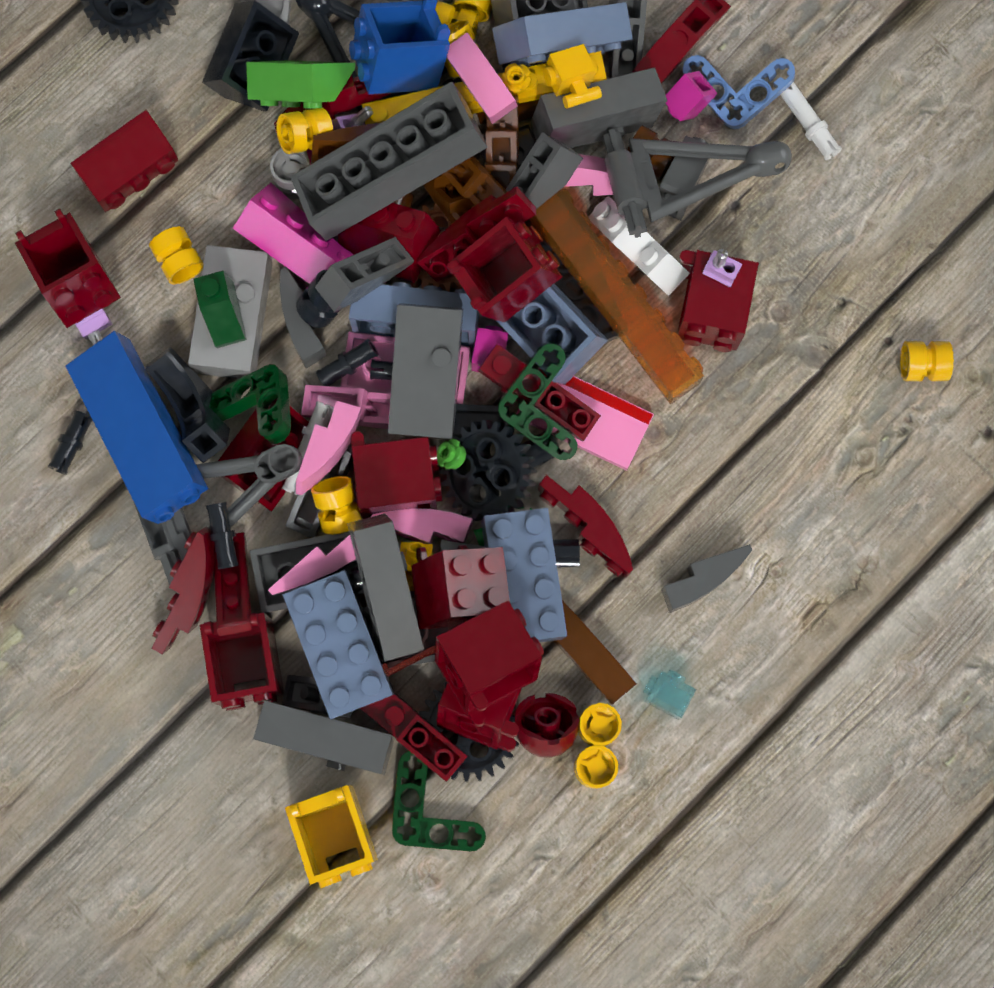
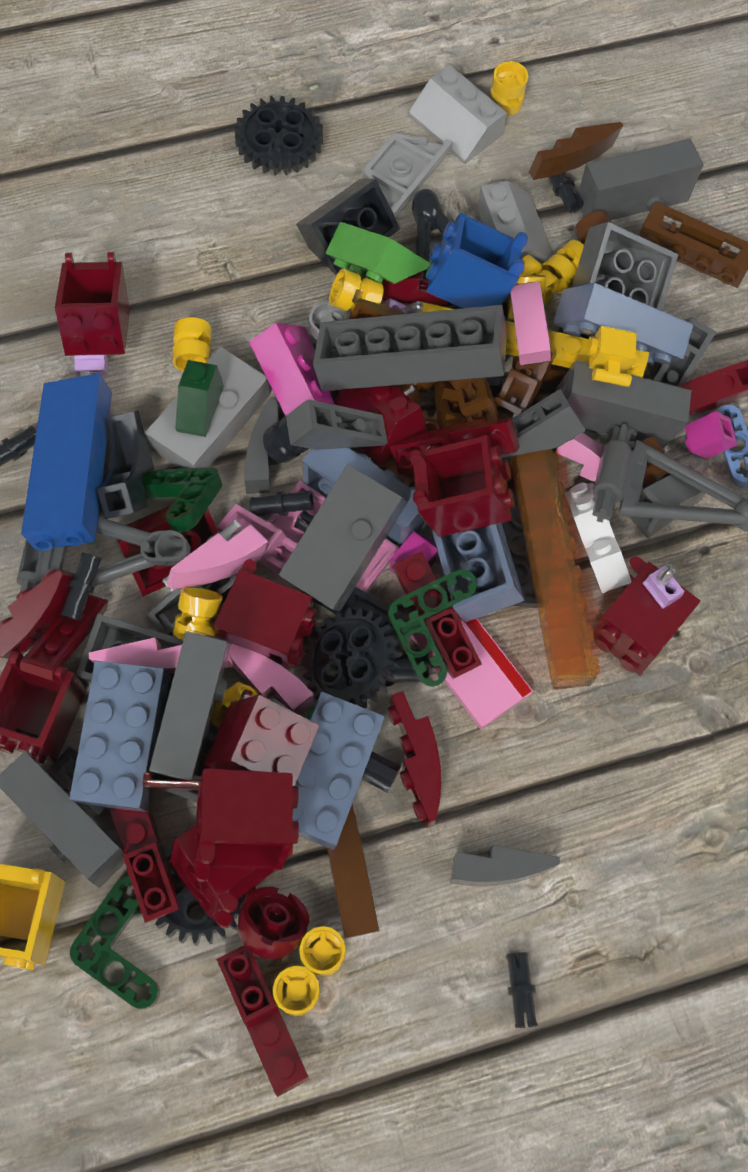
camera: 25 degrees right, 10 degrees down
(125, 161) = (194, 251): dark red slope -> none
(451, 454) = (325, 626): bright green plate -> none
(522, 83) = (562, 345): yellow plate -> none
(580, 803) = (263, 1020): none -> dark red slope
(669, 693) = (406, 959): clear light blue brick -> none
(773, 667) = (521, 990): none -> black pin

